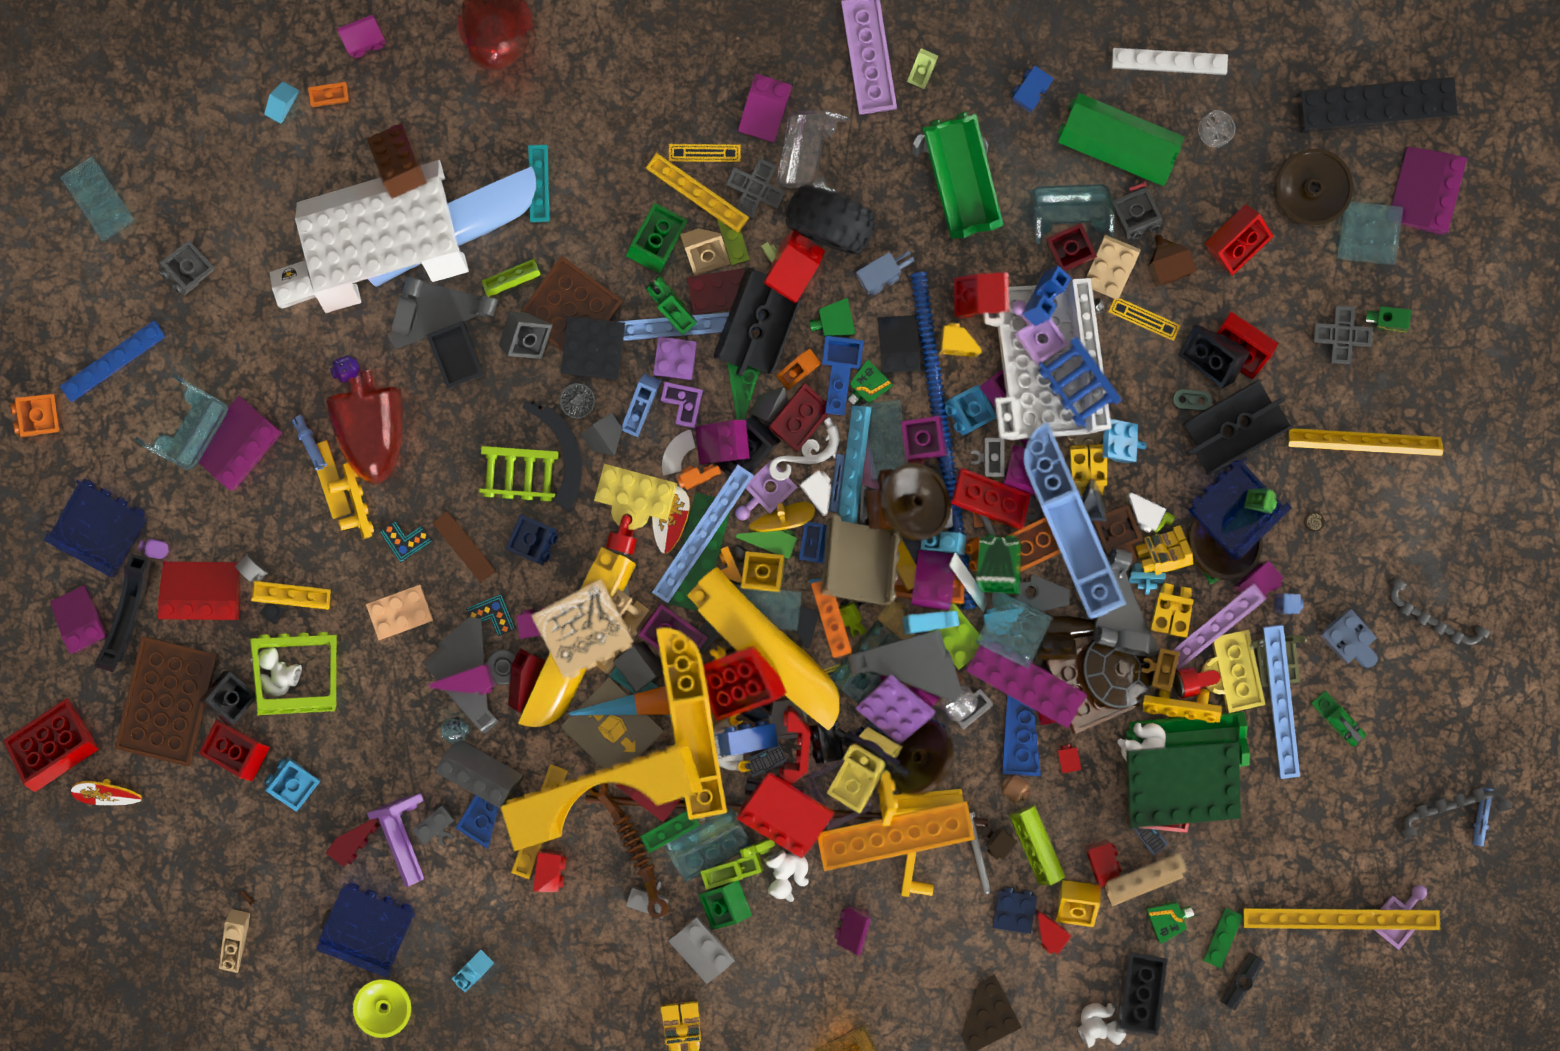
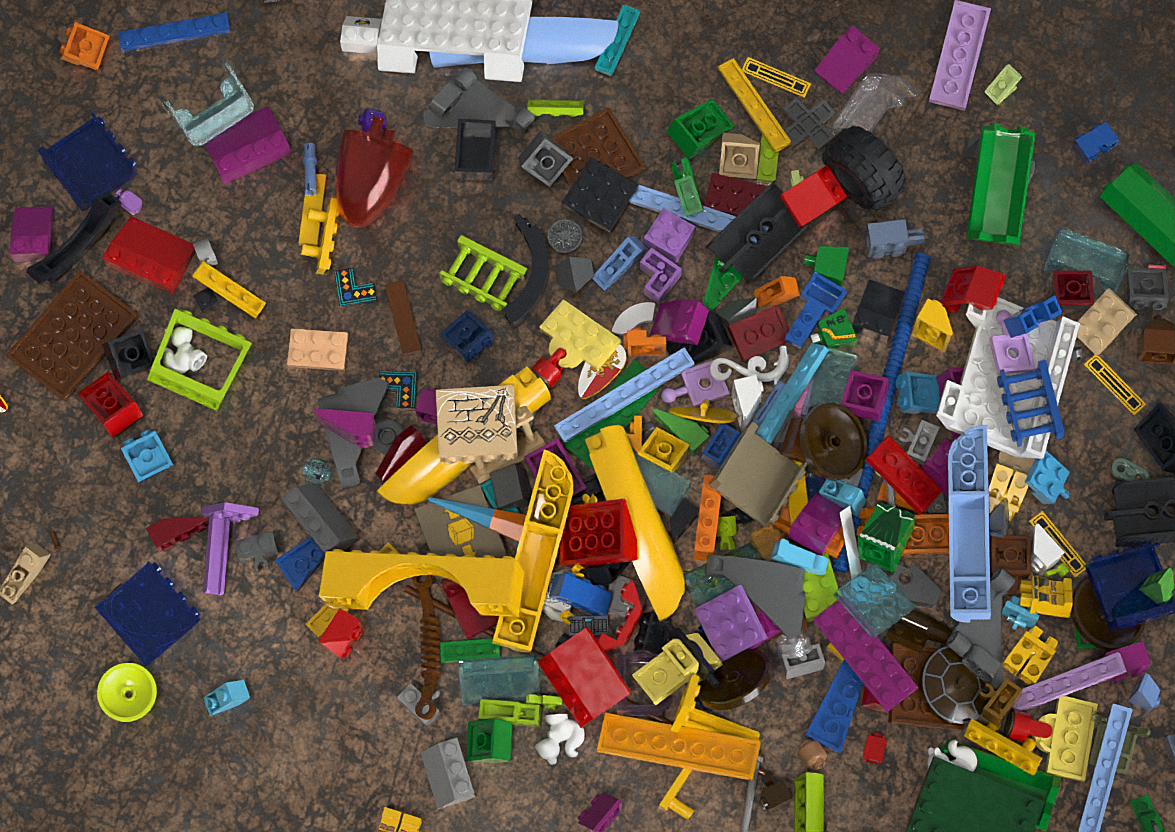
camera: 25 degrees right, 15 degrees down
(1154, 494) = (1070, 557): none -> sticker

